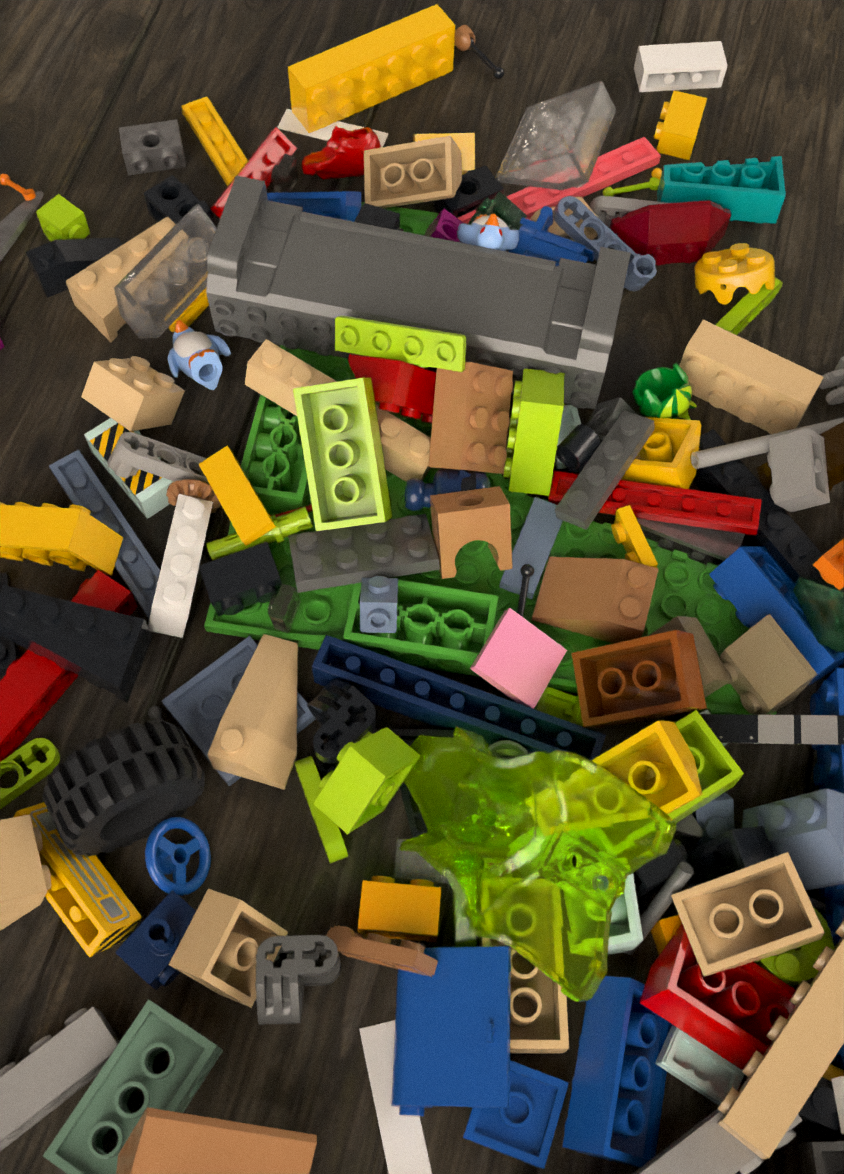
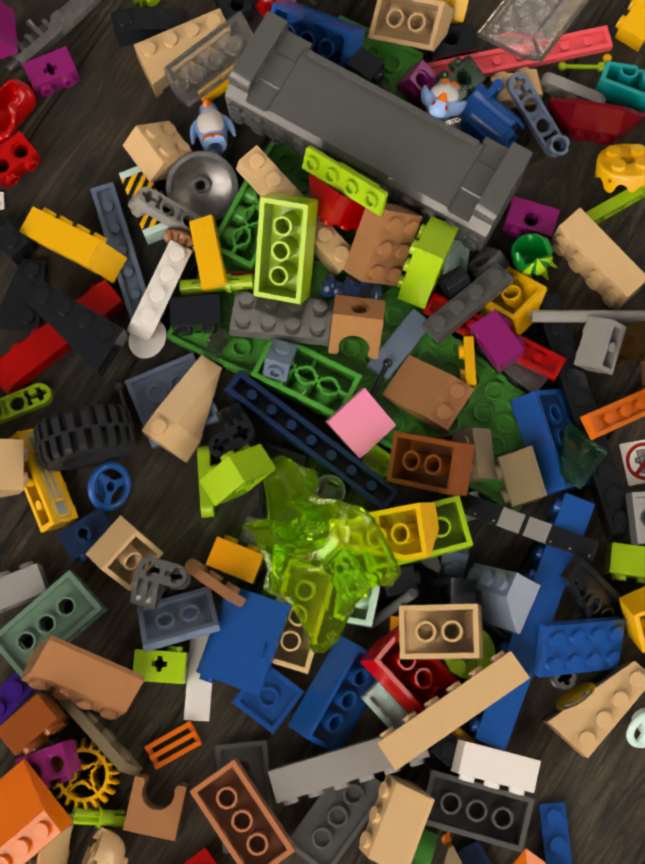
camera: 20 degrees right, 15 degrees up
(177, 650) = (148, 349): none -> white sticker
(208, 399) = (219, 186): none -> flat silver dish
(340, 1028) = (178, 619): none -> sand blue plate
(356, 1121) = (176, 665): none -> lime brick
(637, 354) = (521, 209): none -> magenta brick
(665, 500) = (497, 340): none -> magenta brick

